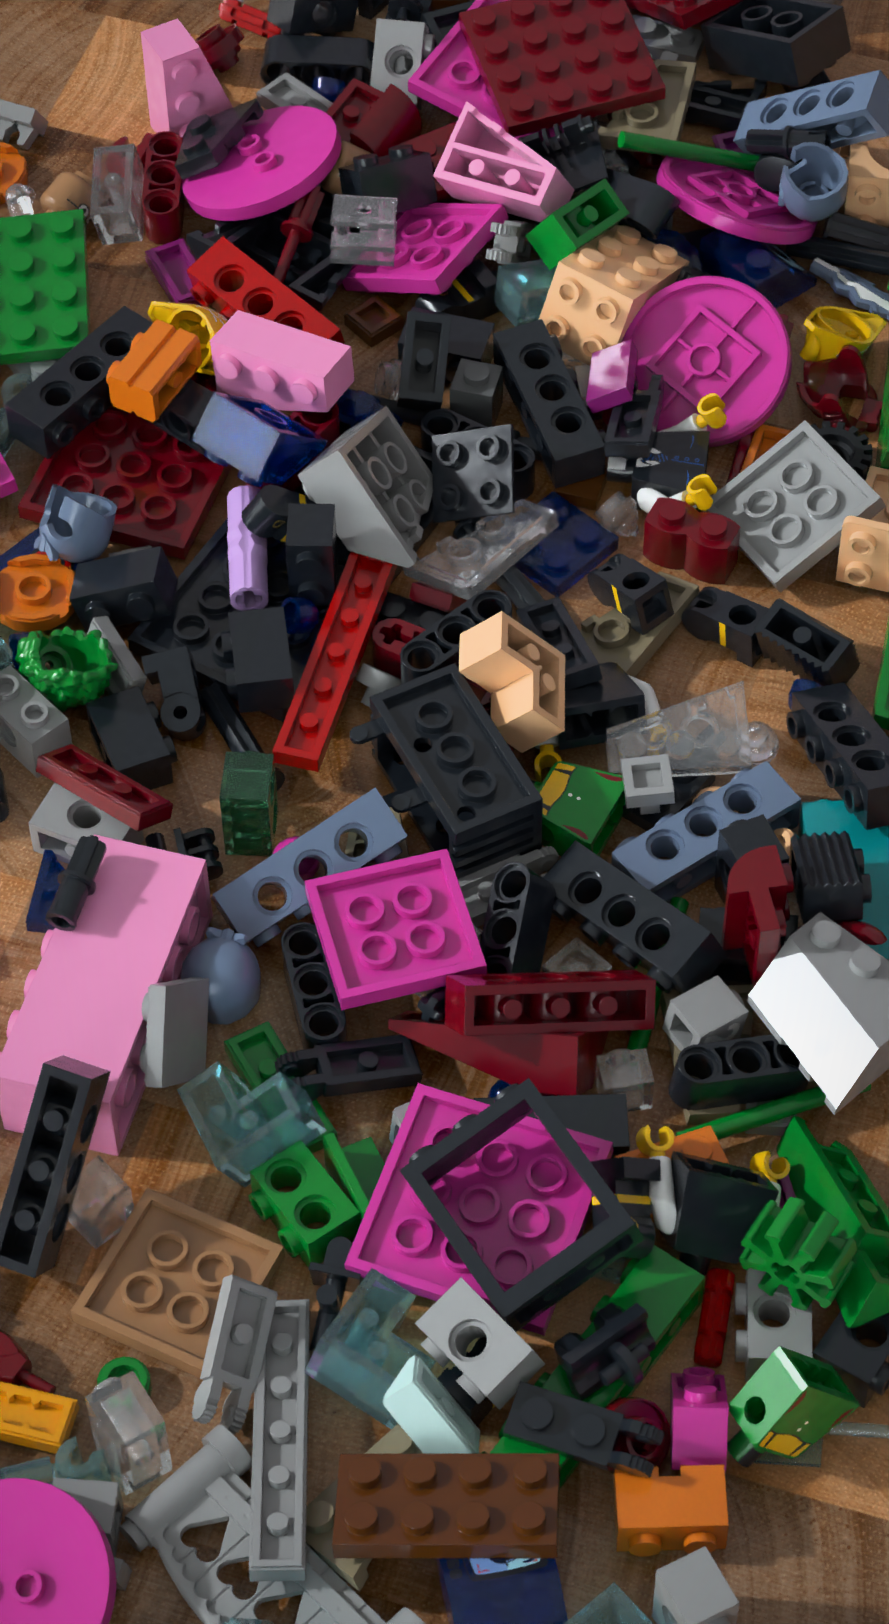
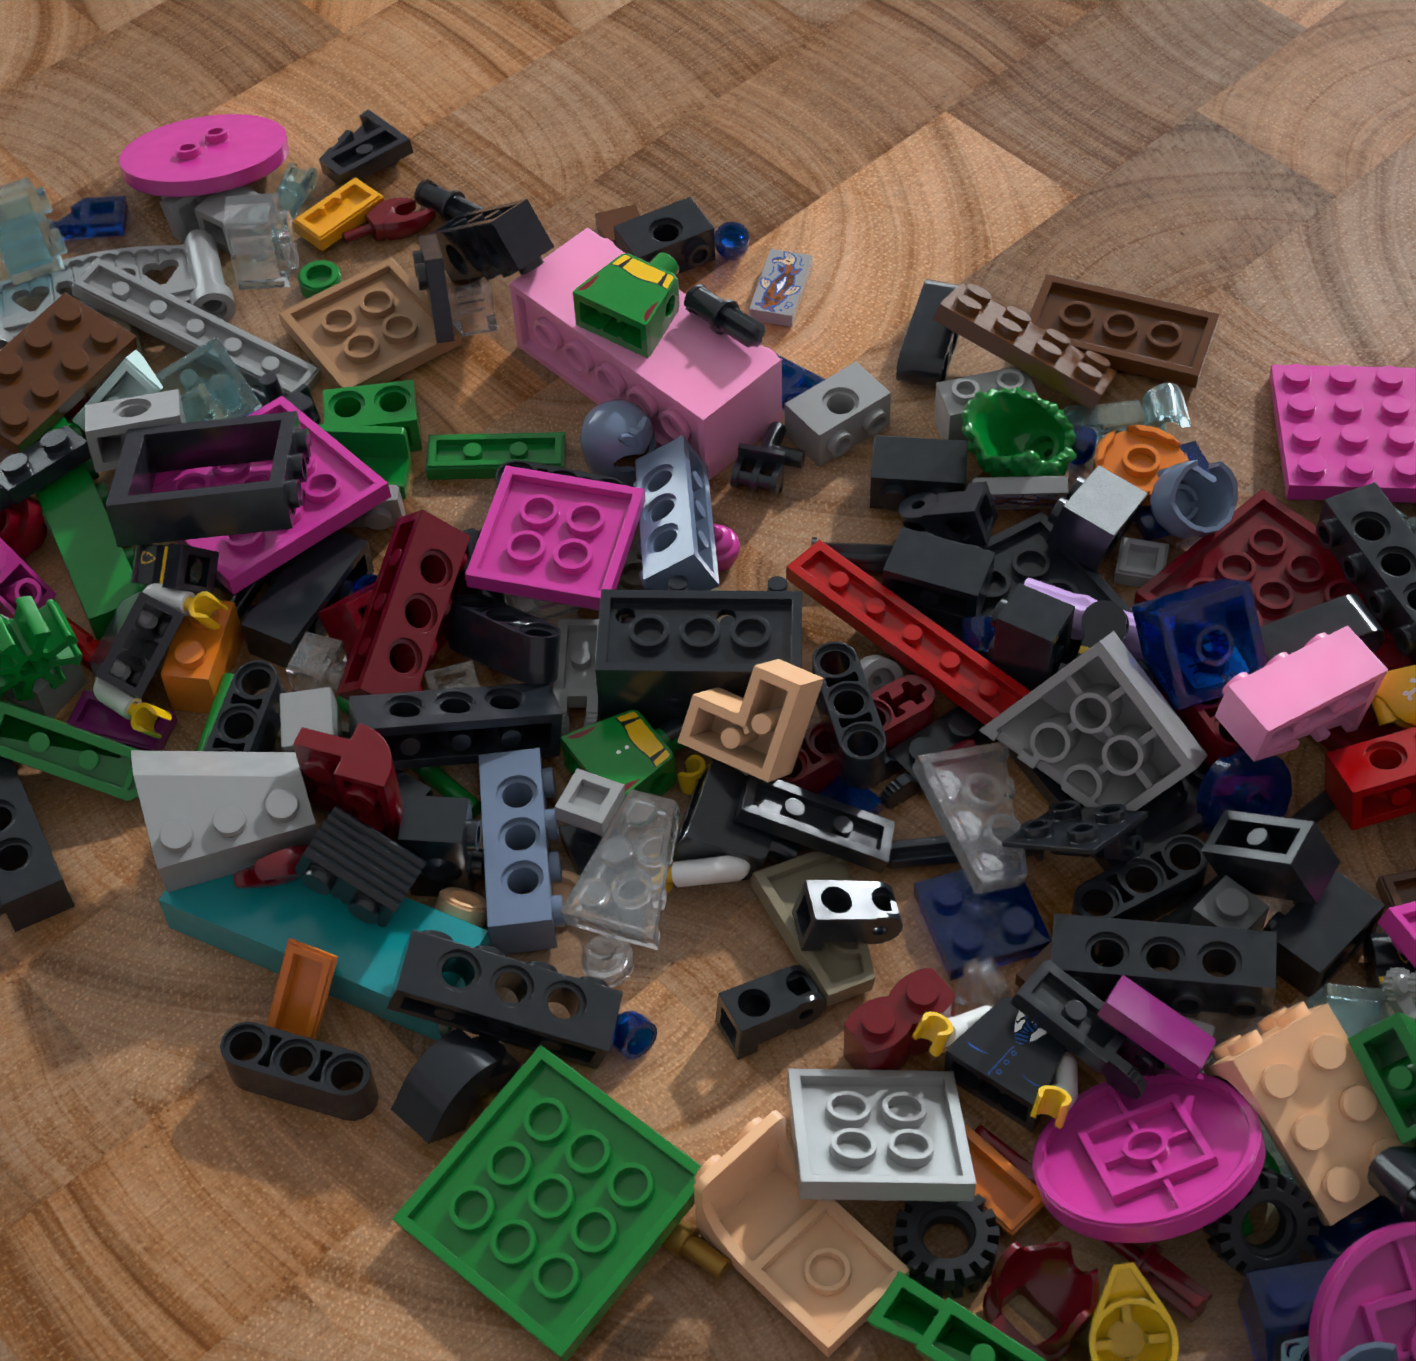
camera: 120 degrees right, 0 degrees up
(98, 960) = (630, 301): none -> green torso
(104, 787) = (857, 417): dark red tile -> none
(111, 1210) = (431, 277): none -> black wing
(154, 370) = (1350, 591): orange brick -> none
(175, 1031) = (563, 366): light grey tile -> none
(234, 1351) = (280, 325): light grey hinge -> none
(247, 1126) = (462, 392): clear light blue brick -> none
(249, 803) = (777, 510): clear green brick -> none
(353, 1066) = (471, 483): black hinge -> none
(609, 1353) = (61, 506): black hips -> none
(806, 645) = (680, 1047): black brick -> none

